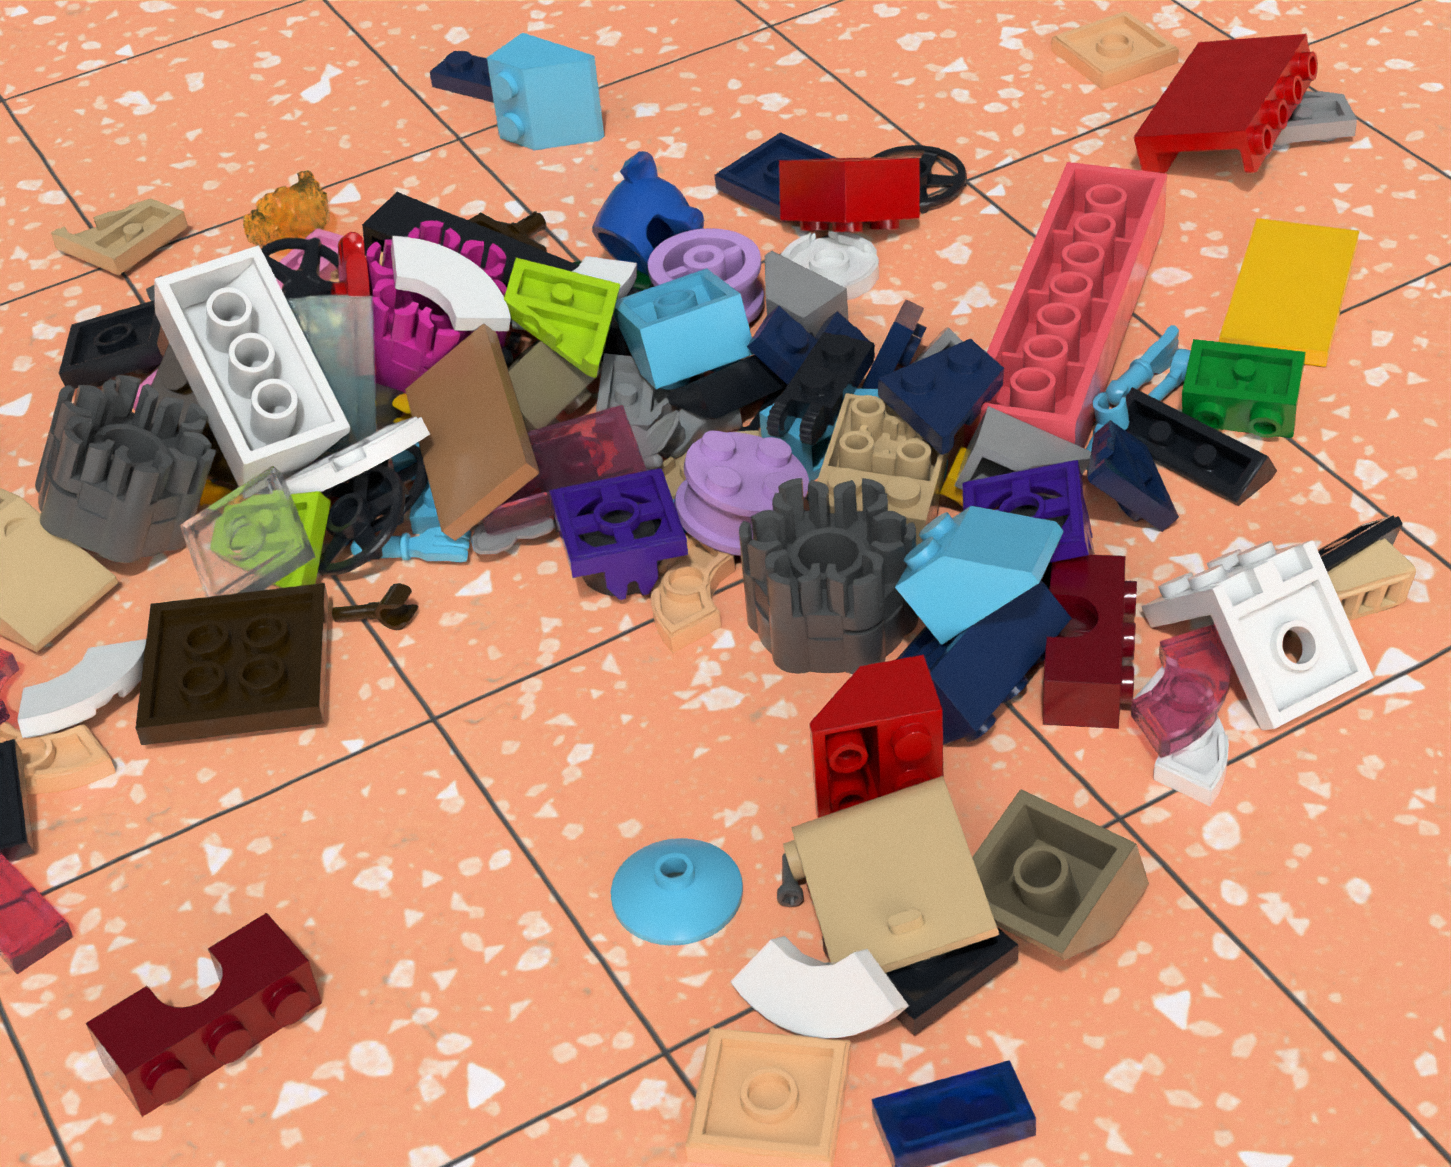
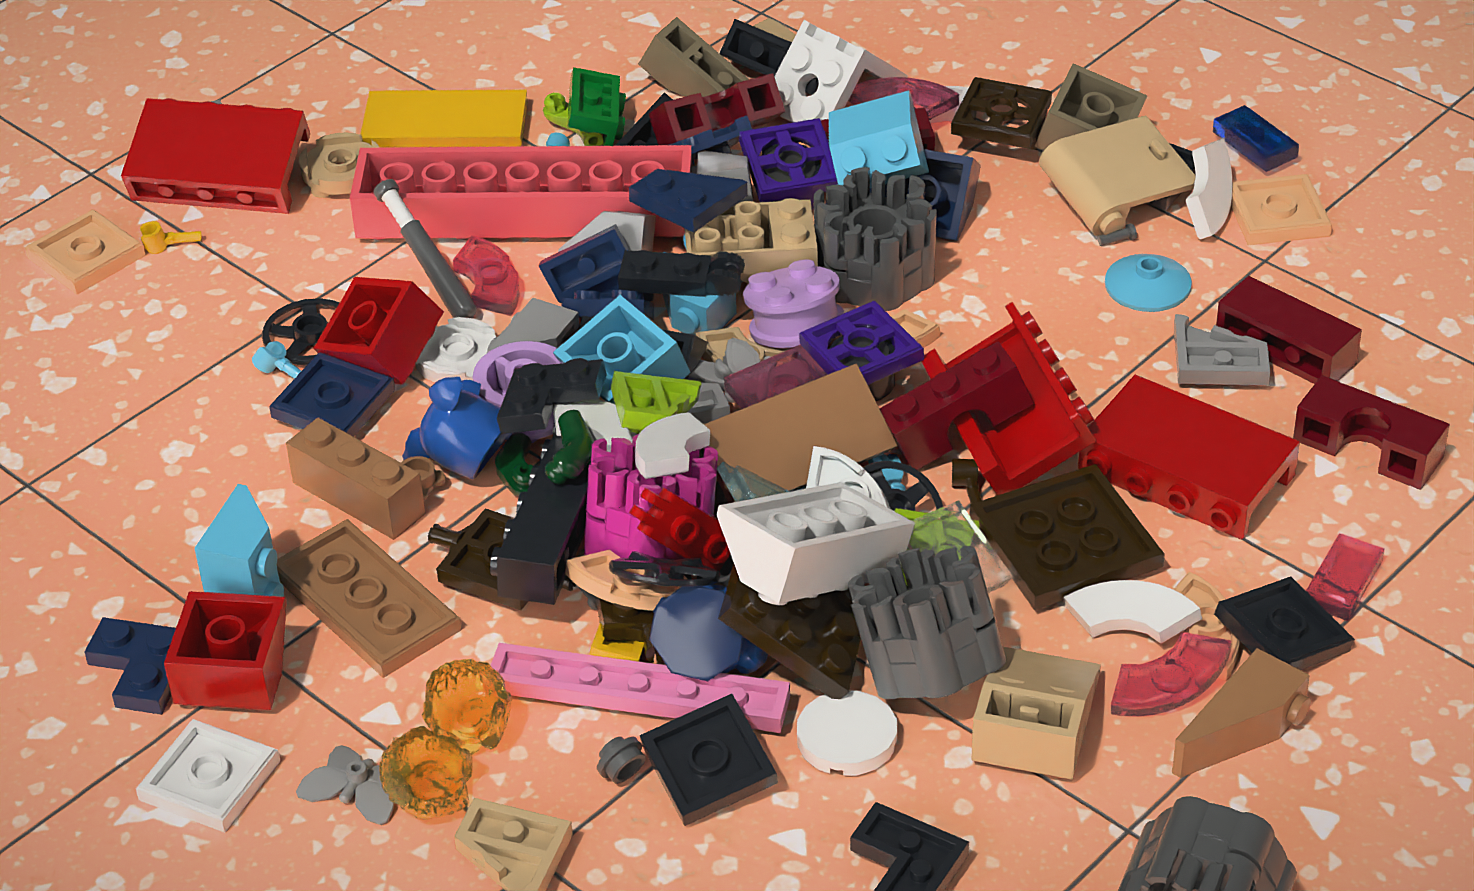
camera: 110 degrees left, 0 degrees up
(226, 184) = (426, 773): none -> clear yellow hair
(274, 171) = (349, 776): none -> light grey piece
(285, 804) = (1188, 455): none -> red panel
(337, 100) = (208, 775): none -> white tile
(436, 83) = (227, 650): none -> red slope
(453, 988) = (1295, 332): none -> dark red brick
(454, 632) = (1037, 436): none -> red panel
(457, 577) = (923, 415): none -> dark red arch
(460, 899) = (1218, 356): none -> light grey wing
(505, 180) = (366, 598): none -> medium nougat tile
(556, 255) = (575, 449): none -> dark green arm
(634, 251) = (538, 387): none -> black plate
(679, 151) = (356, 478): none -> medium nougat brick
(863, 135) = (273, 356): none -> medium azure hand
(877, 735) = (1018, 188): red slope -> none
(955, 300) = (491, 273): none -> clear pink tile
(959, 230) = (433, 263): none -> dark grey piece
(1116, 90) = (157, 241): none -> yellow hand
(1118, 755) = (987, 93): none -> dark brown piece
(1198, 507) = (695, 114): none -> dark red arch
(1210, 205) = (320, 165): none -> tan plate
(1324, 489) = (688, 63): none -> dark tan slope

